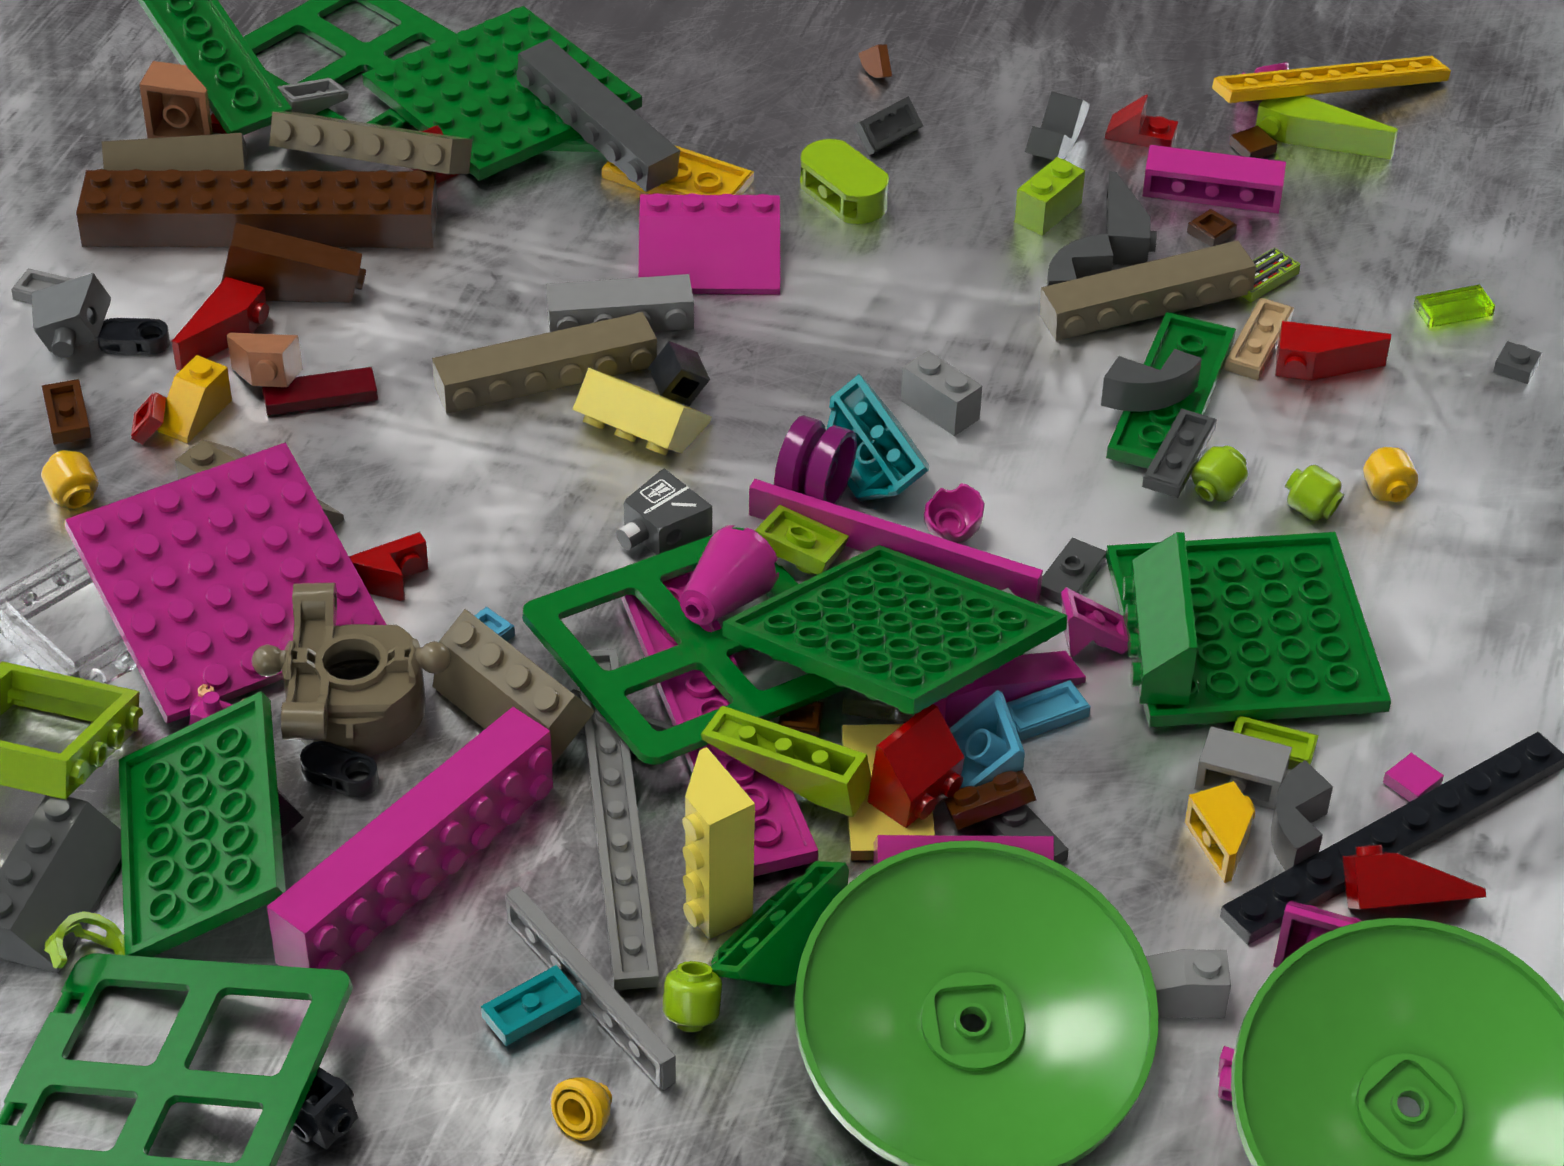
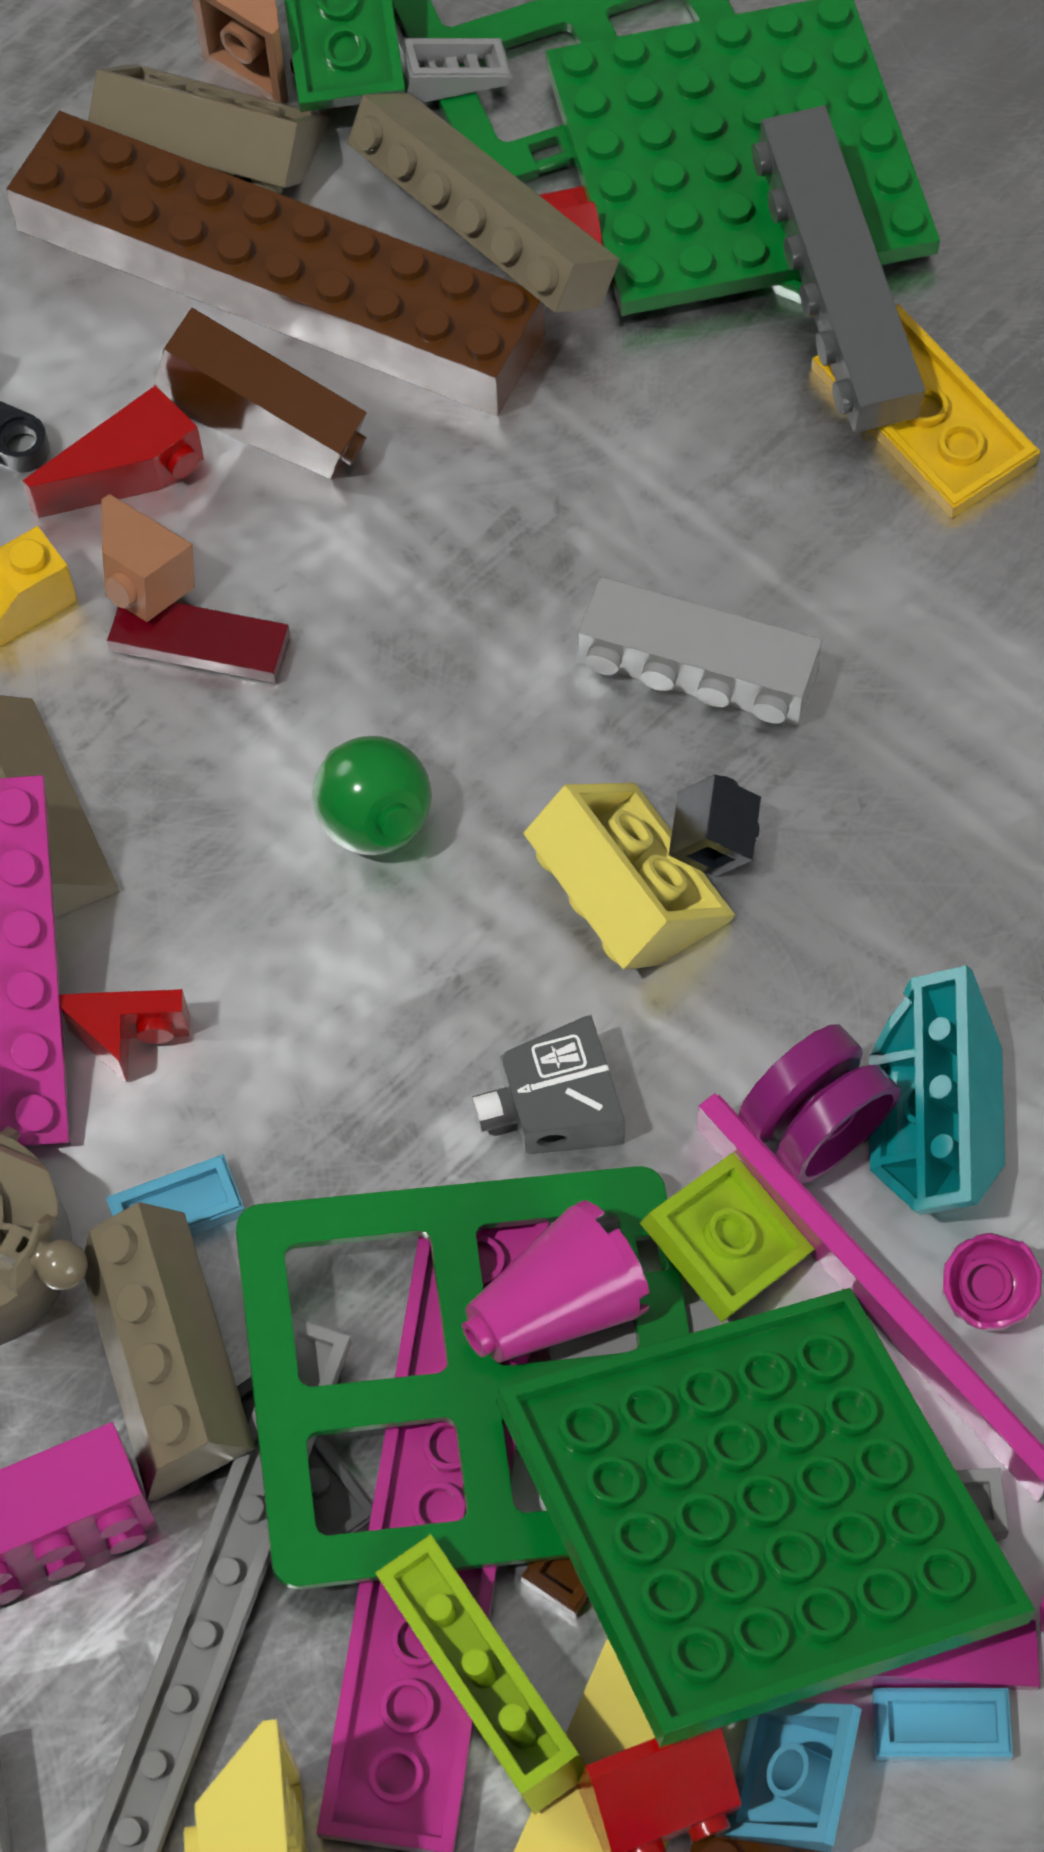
camera: 30 degrees right, 20 degrees up
(474, 417) = (371, 795): none -> green brick
(543, 362) = (538, 718): dark tan brick -> none
(717, 239) = (896, 579): dark pink slope -> none

